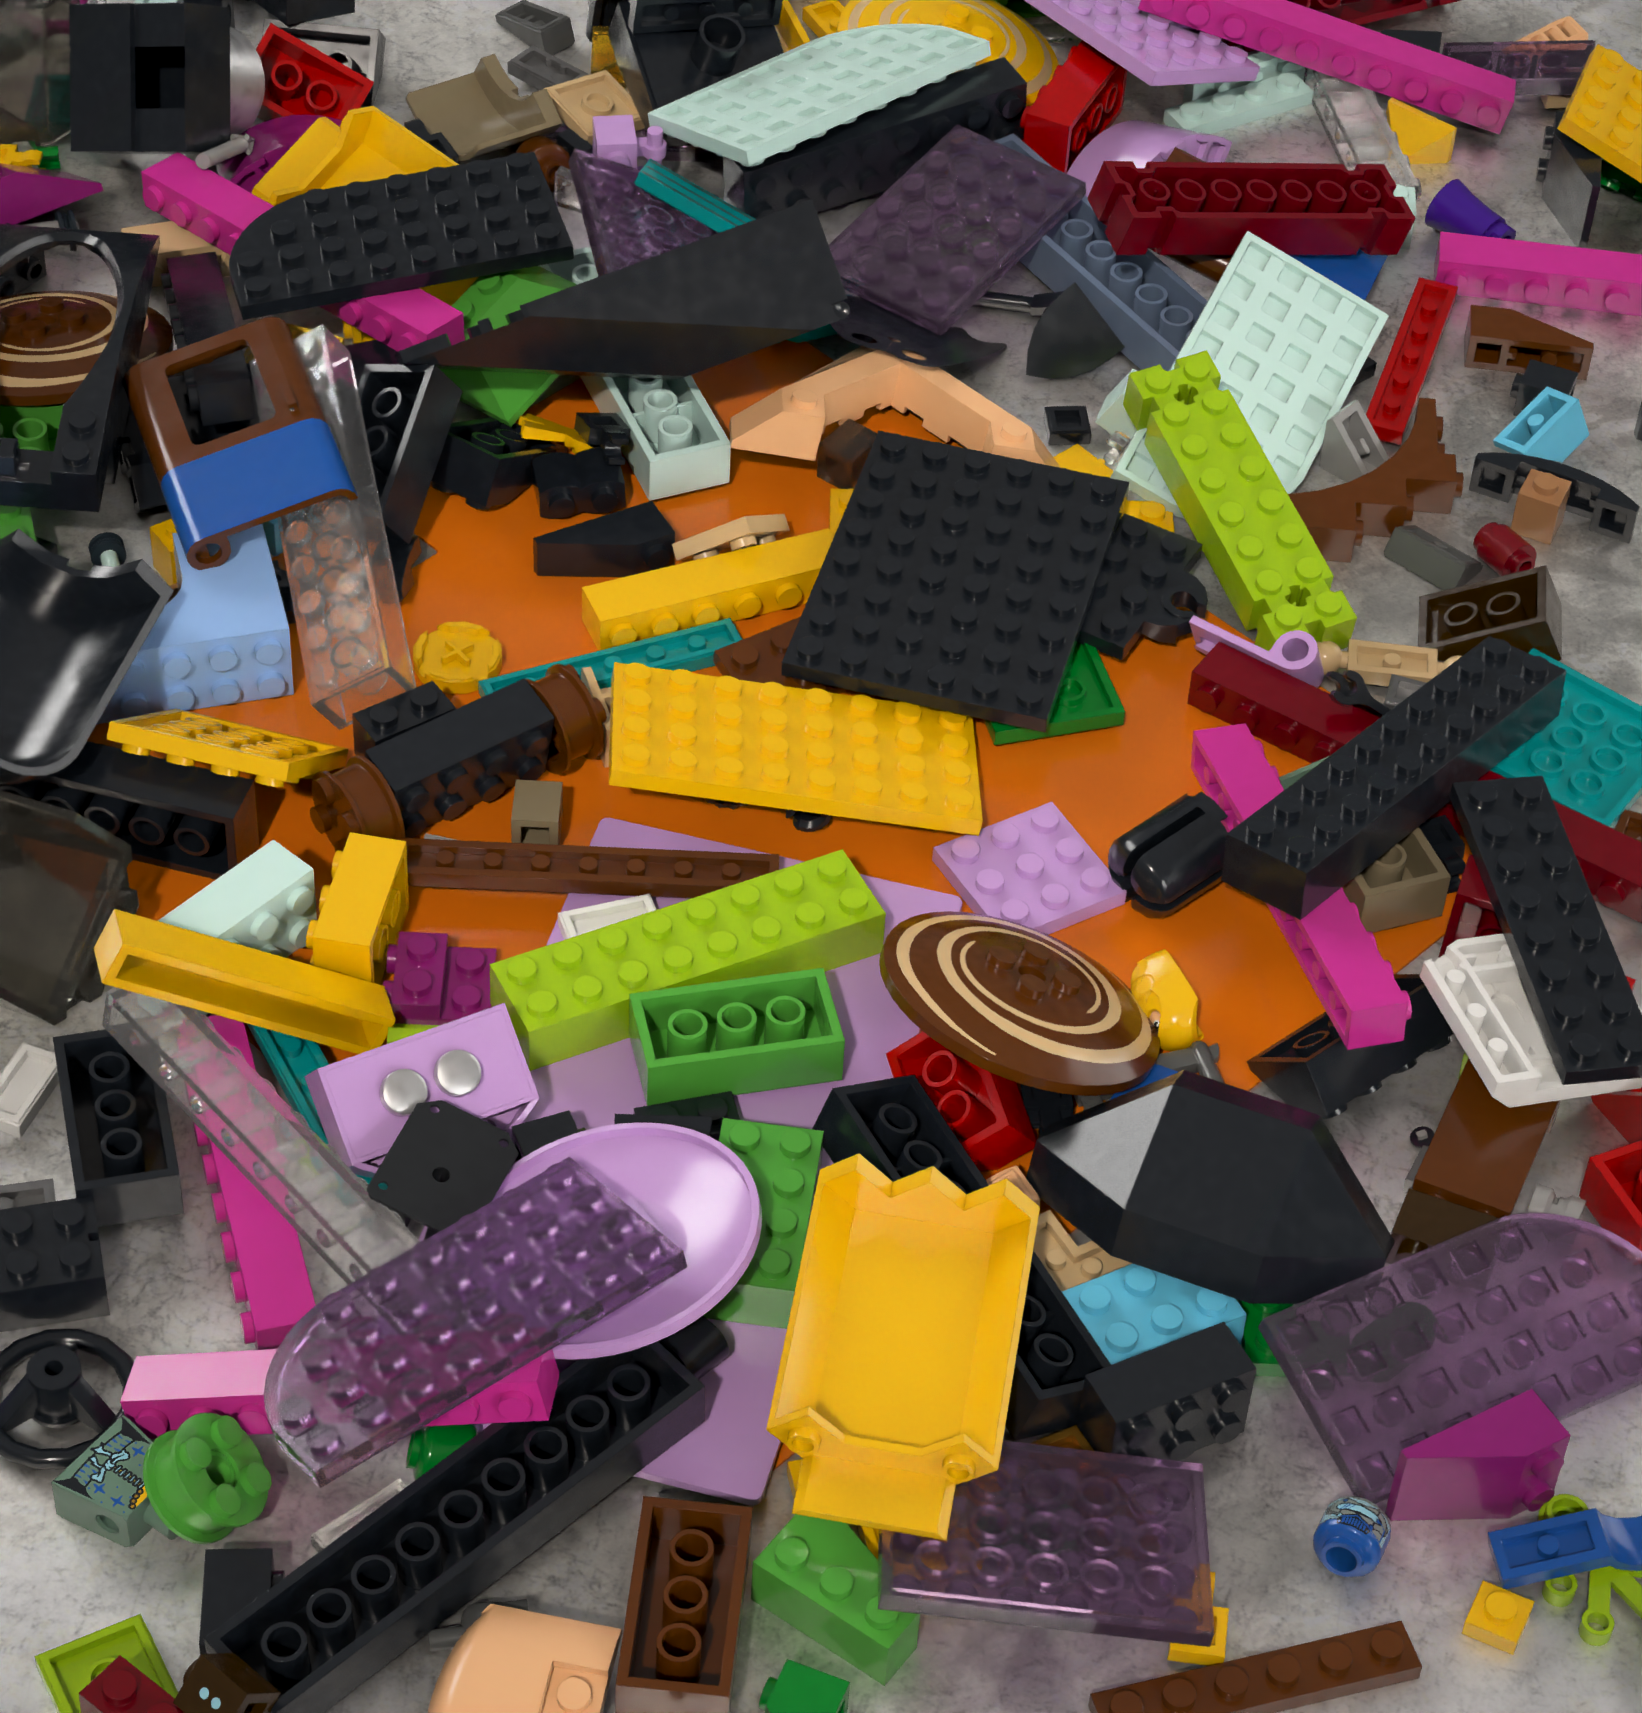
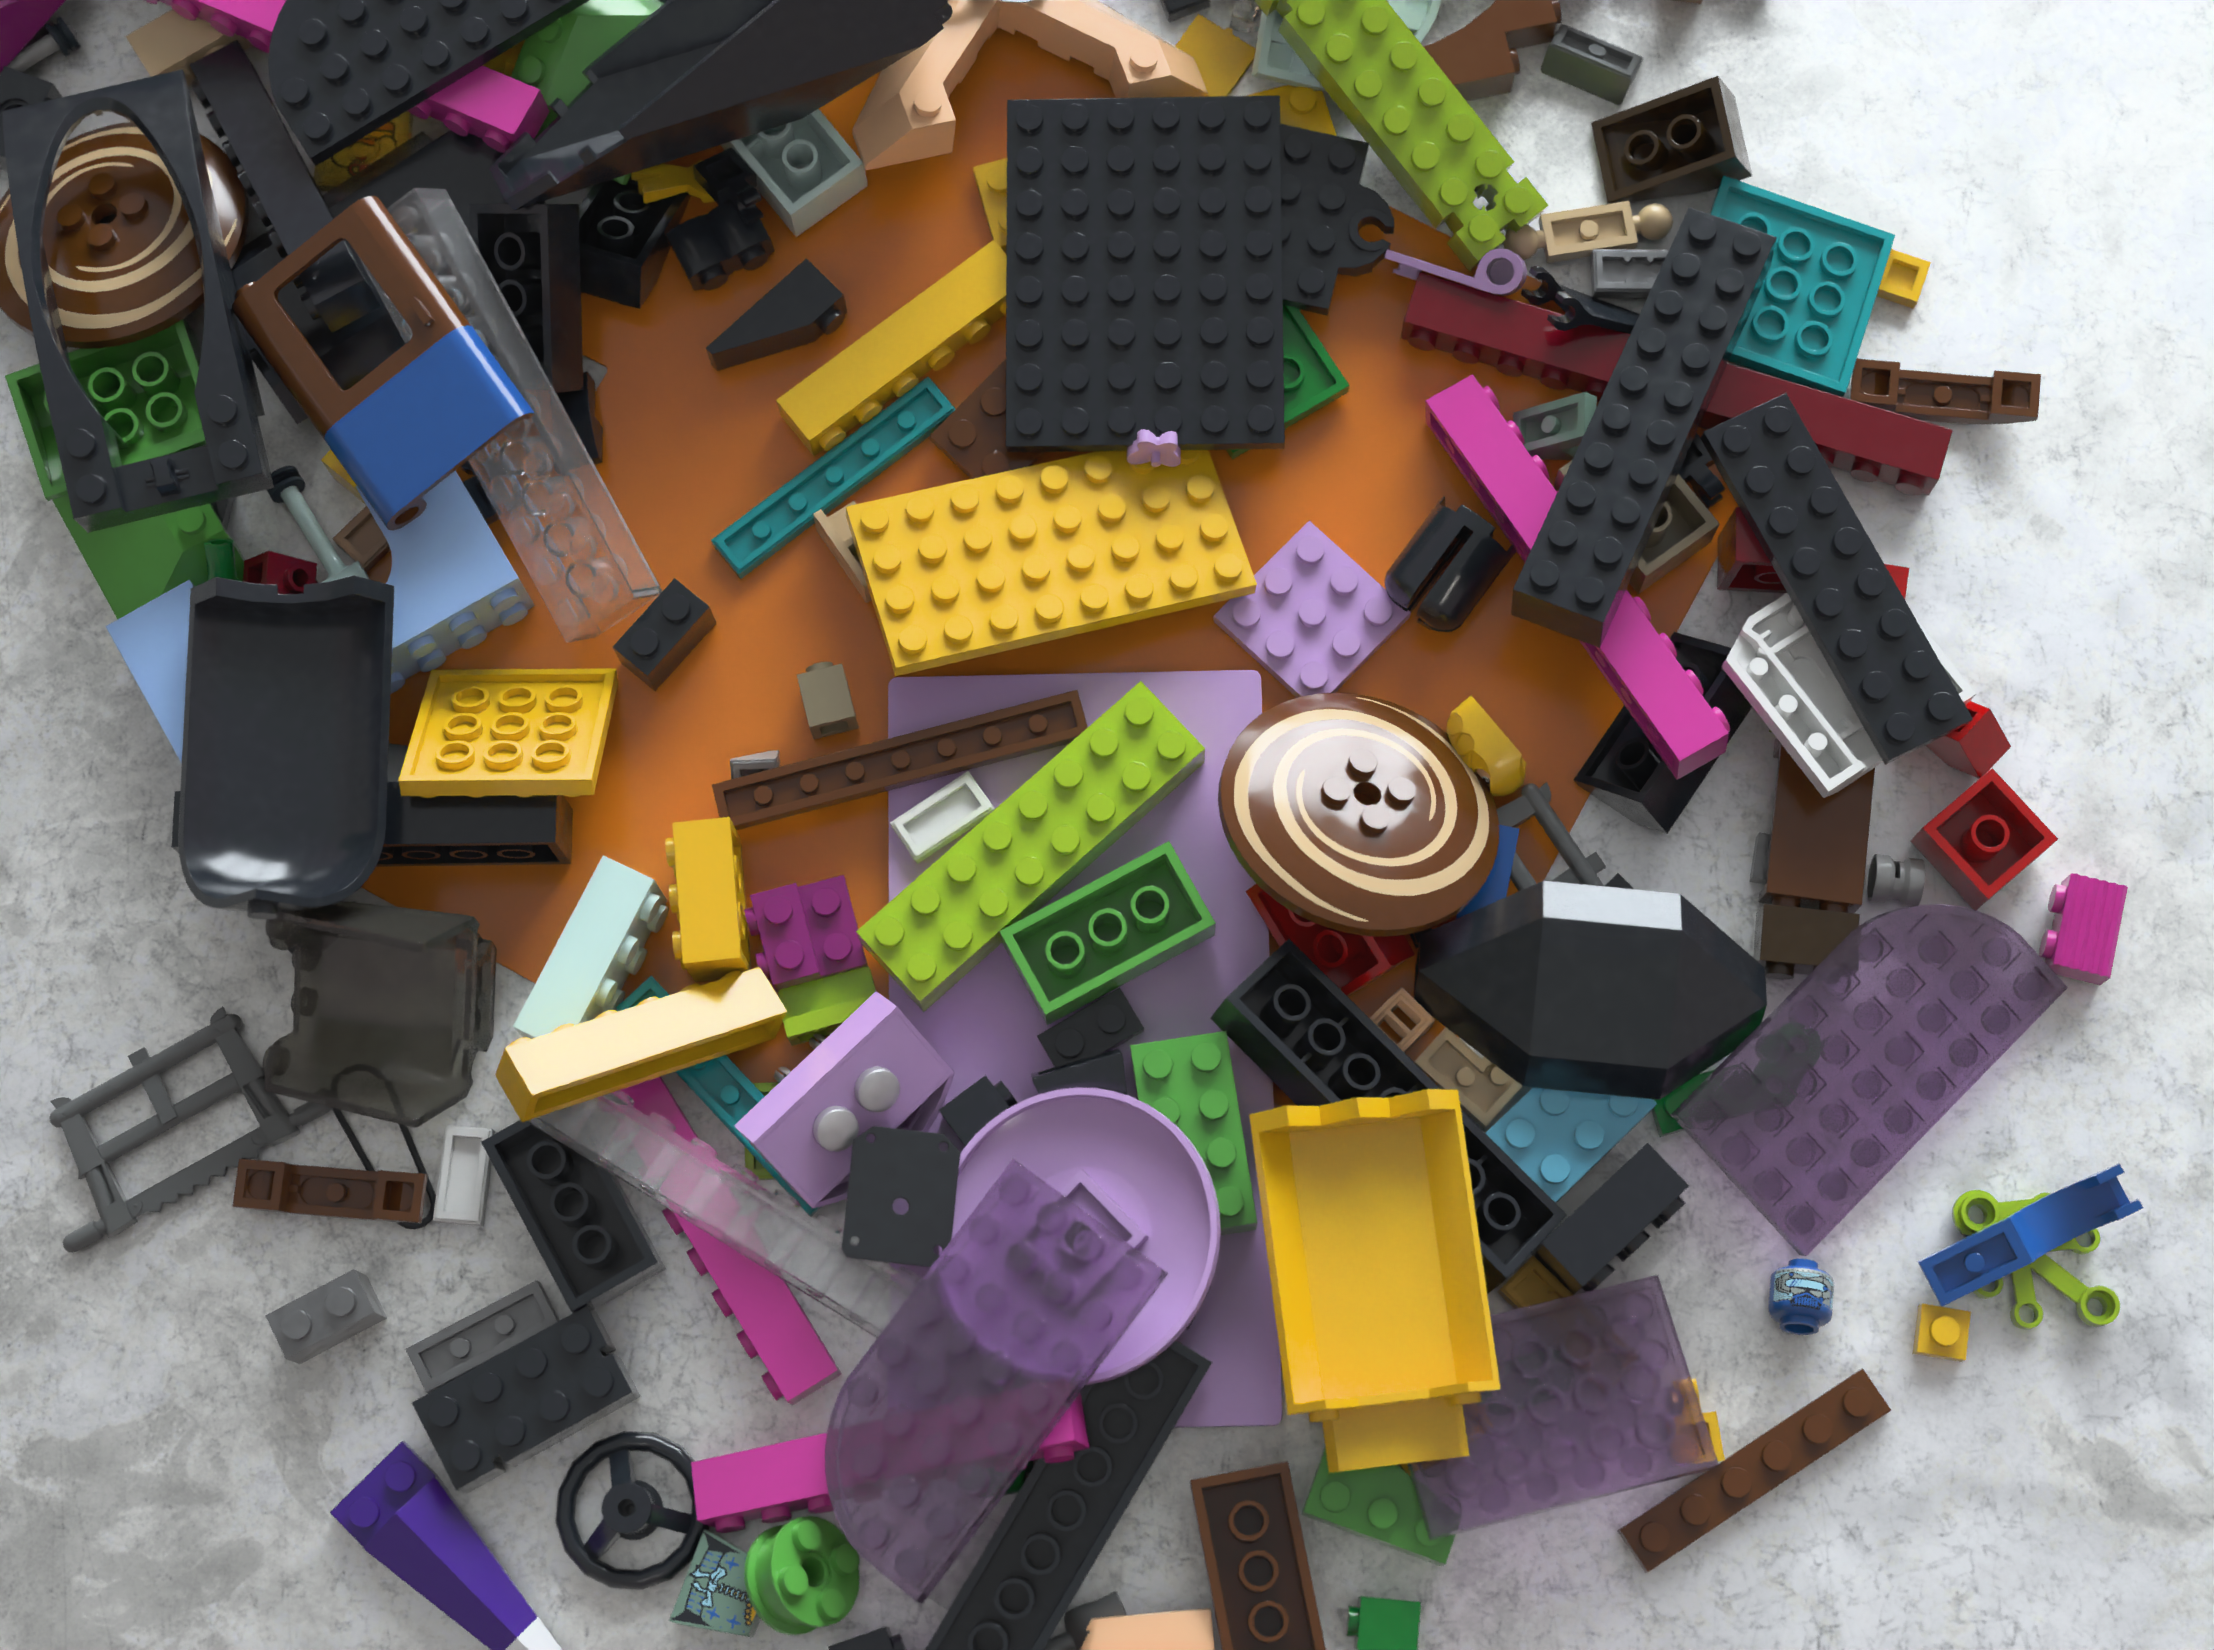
camera: 10 degrees left, 30 degrees up
(457, 657) = (678, 510): yellow tile -> none
(461, 759) = (798, 597): brick -> none
(737, 534) = (906, 280): tan plate -> none
(844, 454) = (980, 116): clear smoke brick -> none
(922, 695) = (1155, 449): none -> lavender piece
(1421, 1136) = (1753, 814): black piece -> none
(1482, 1465) = (1923, 1182): magenta slope -> none
(1503, 549) = (1663, 40): dark red brick -> none

